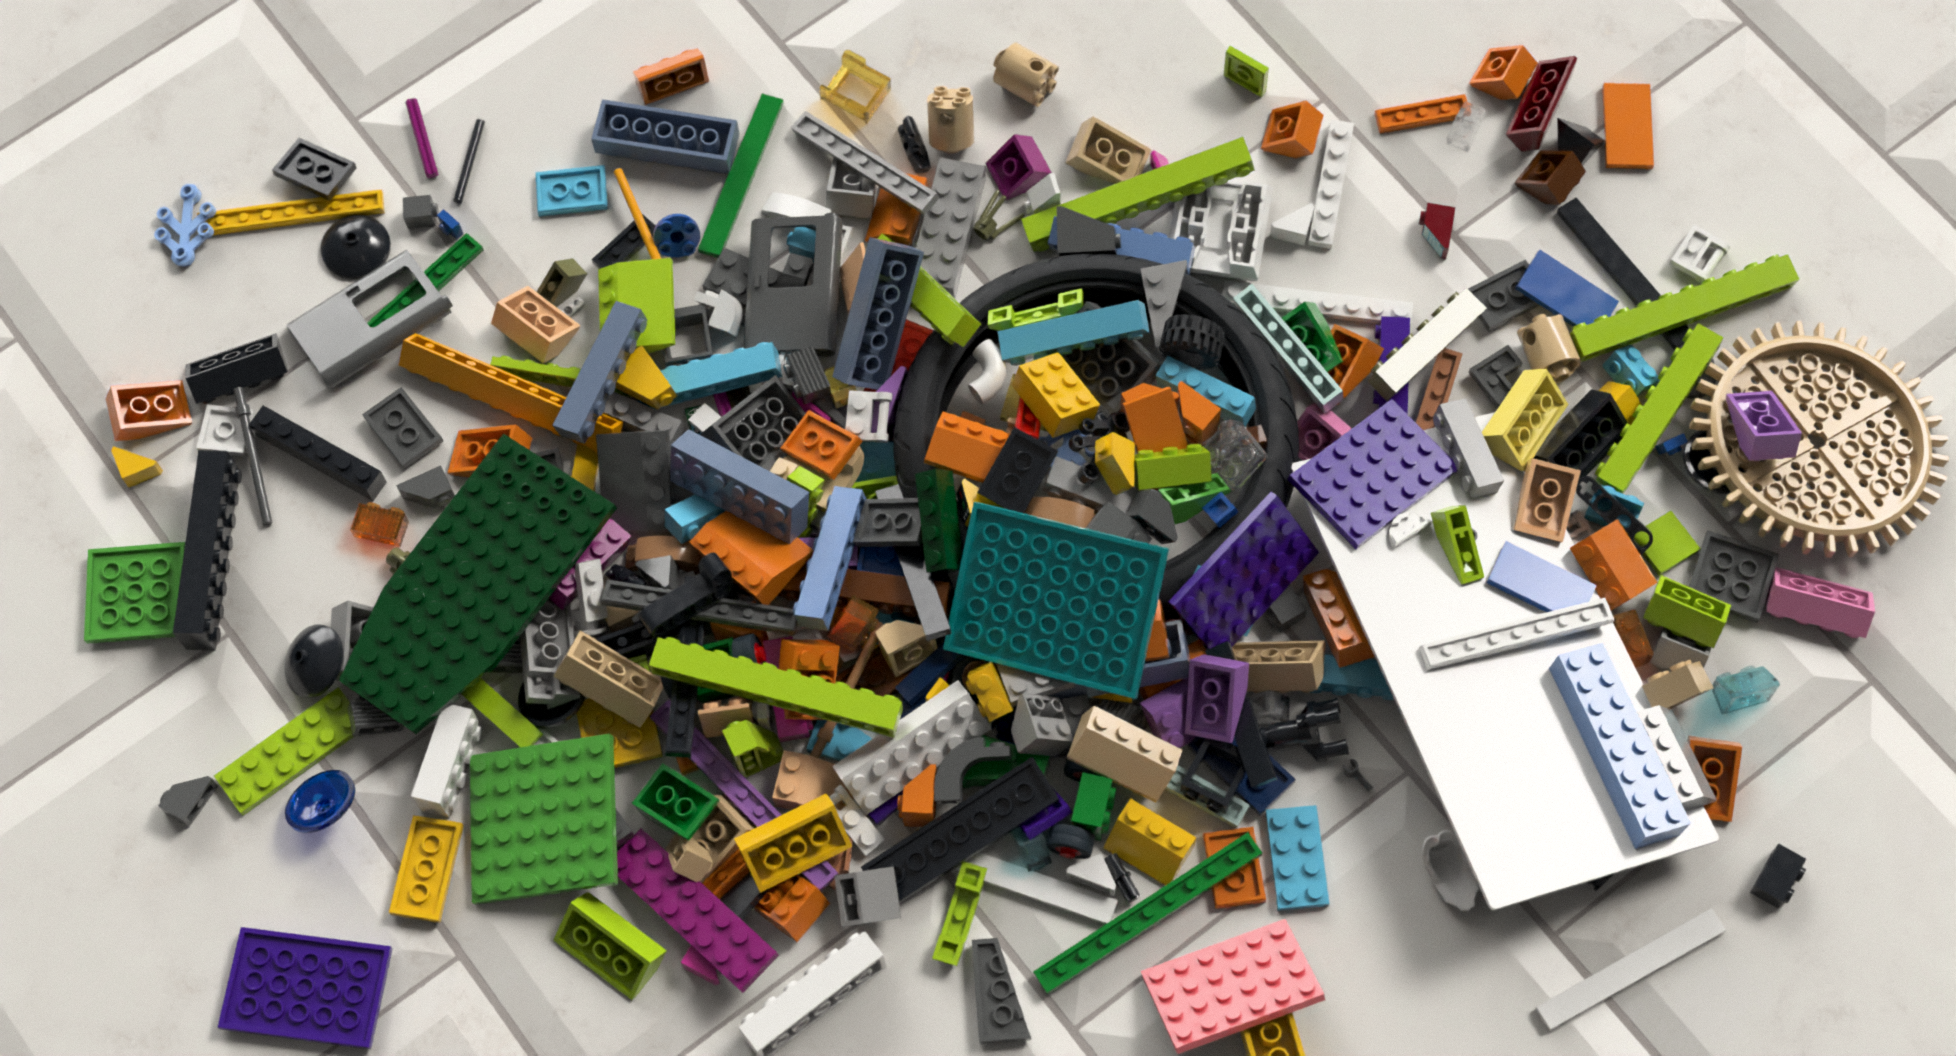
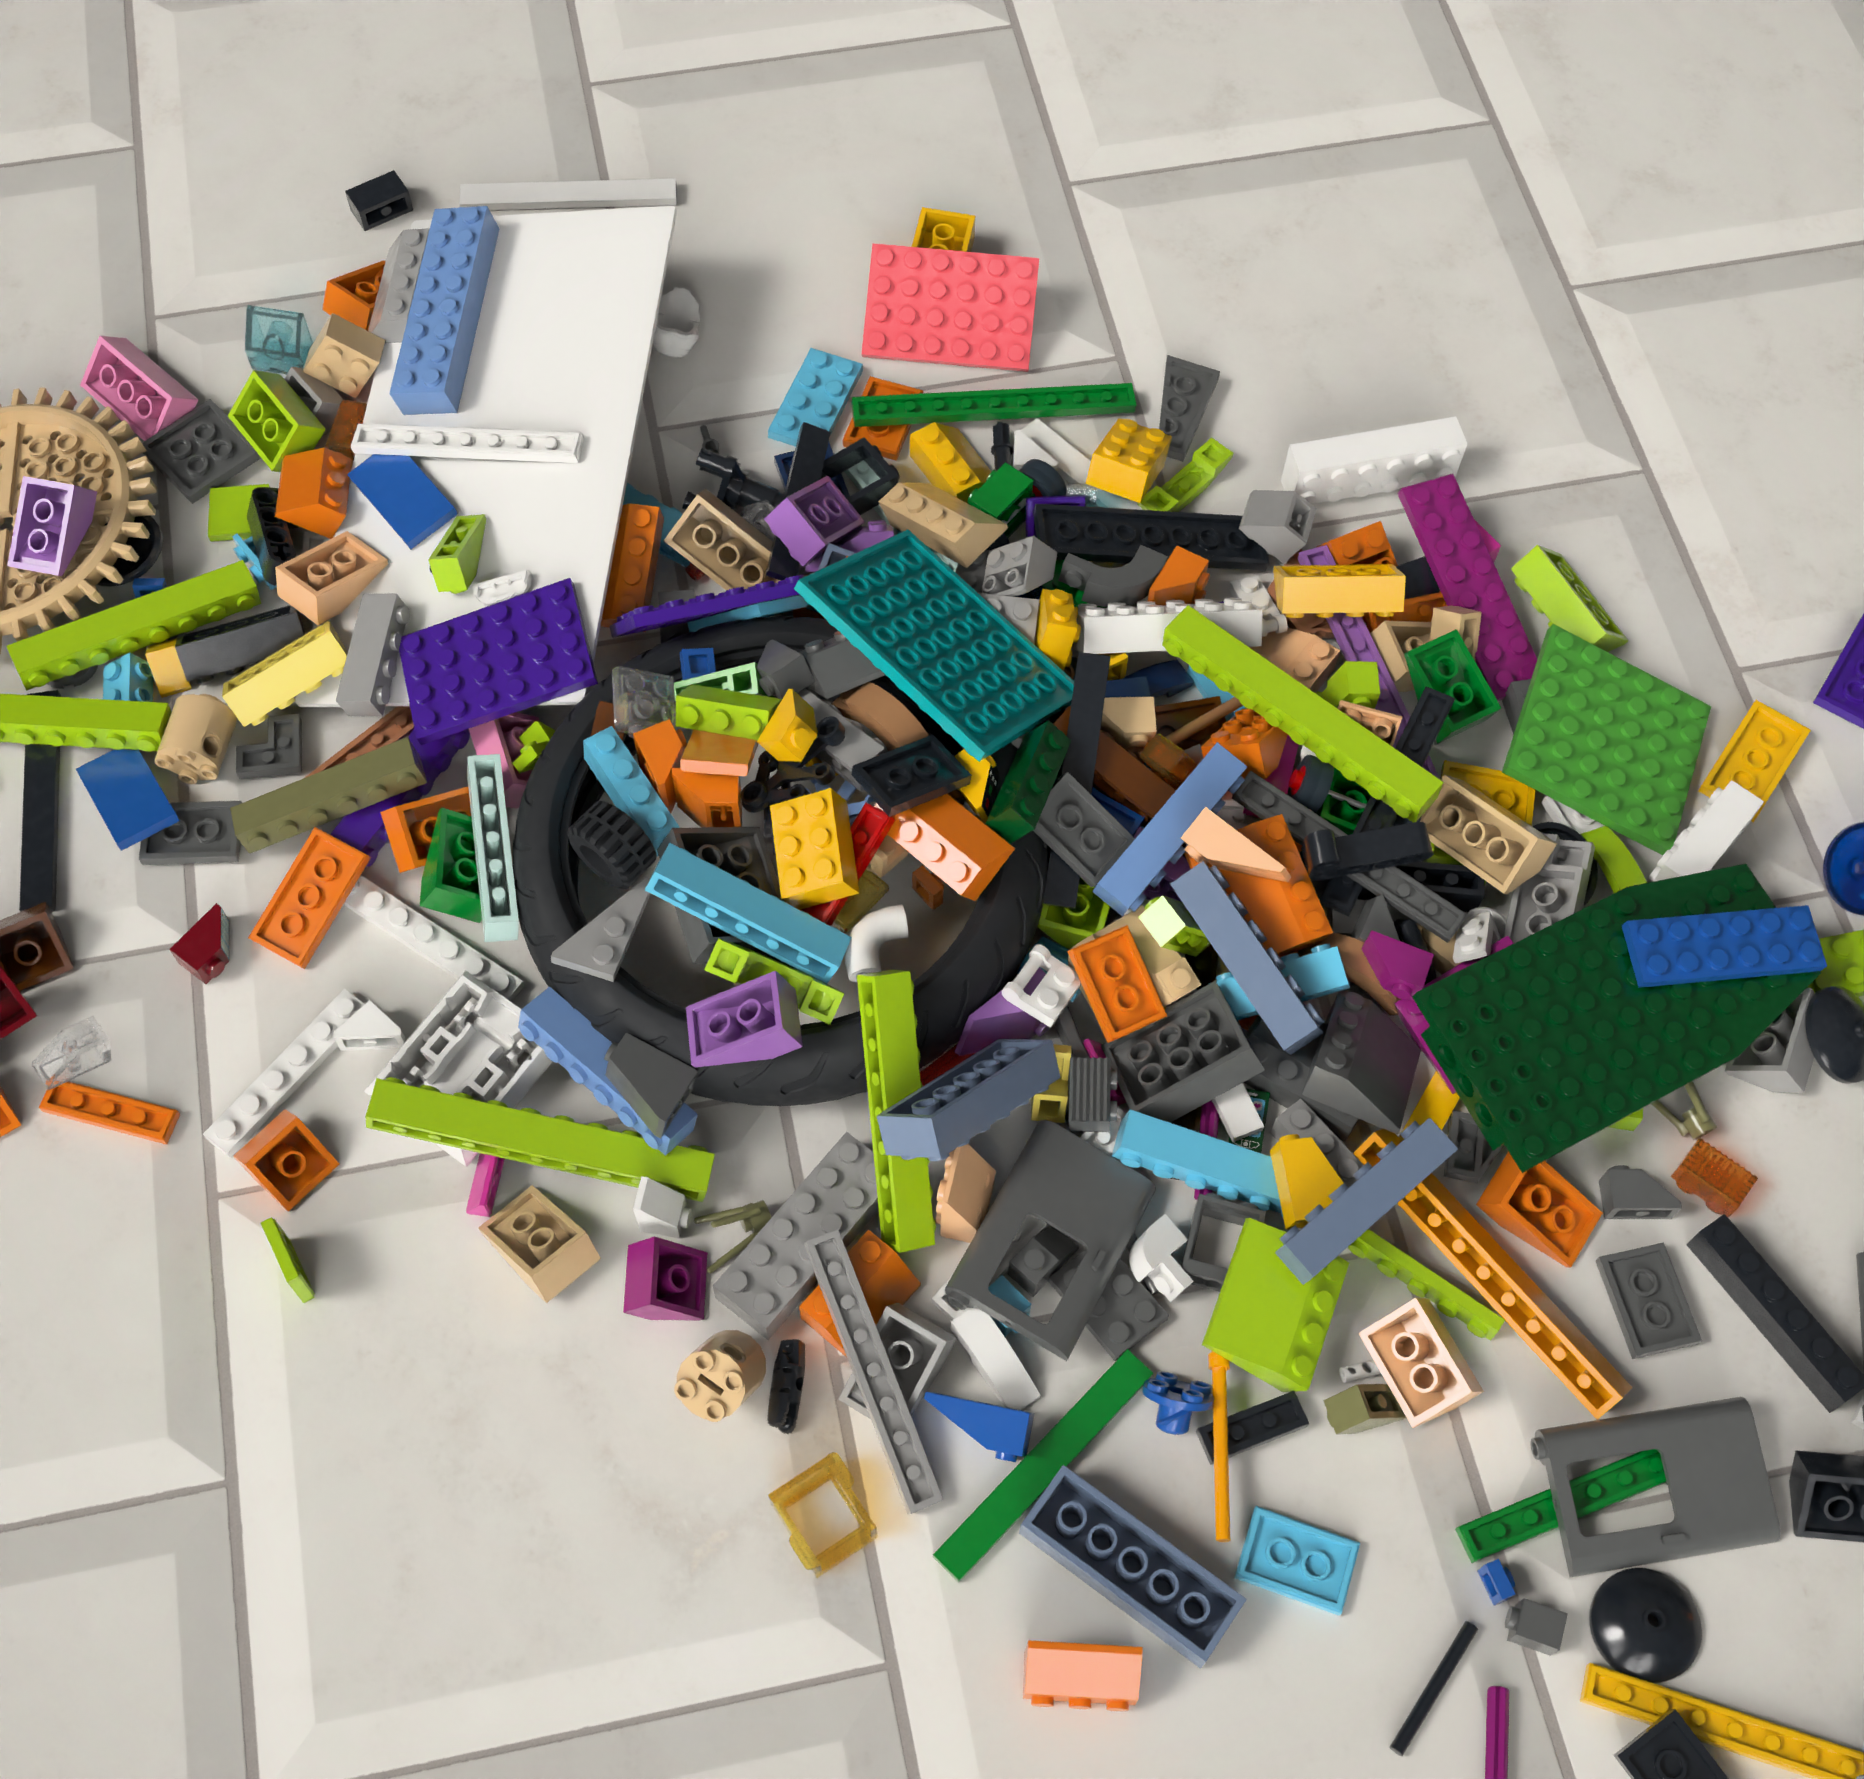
camera: 160 degrees left, 5 degrees down
(412, 650) = (1723, 946): none -> blue plate
(635, 543) = (1396, 964): none -> magenta slope
(774, 537) = (1221, 845): none -> light nougat slope
(785, 174) = (990, 1425): none -> blue slope
(1010, 898) = (1128, 459): none -> yellow brick
(1025, 73) = (578, 1407): tan cylinder -> none
(1038, 274) = (745, 1023): none -> medium lavender slope
(1308, 438) = (534, 742): none -> lime slope
(1394, 284) = (309, 897): none -> orange tile

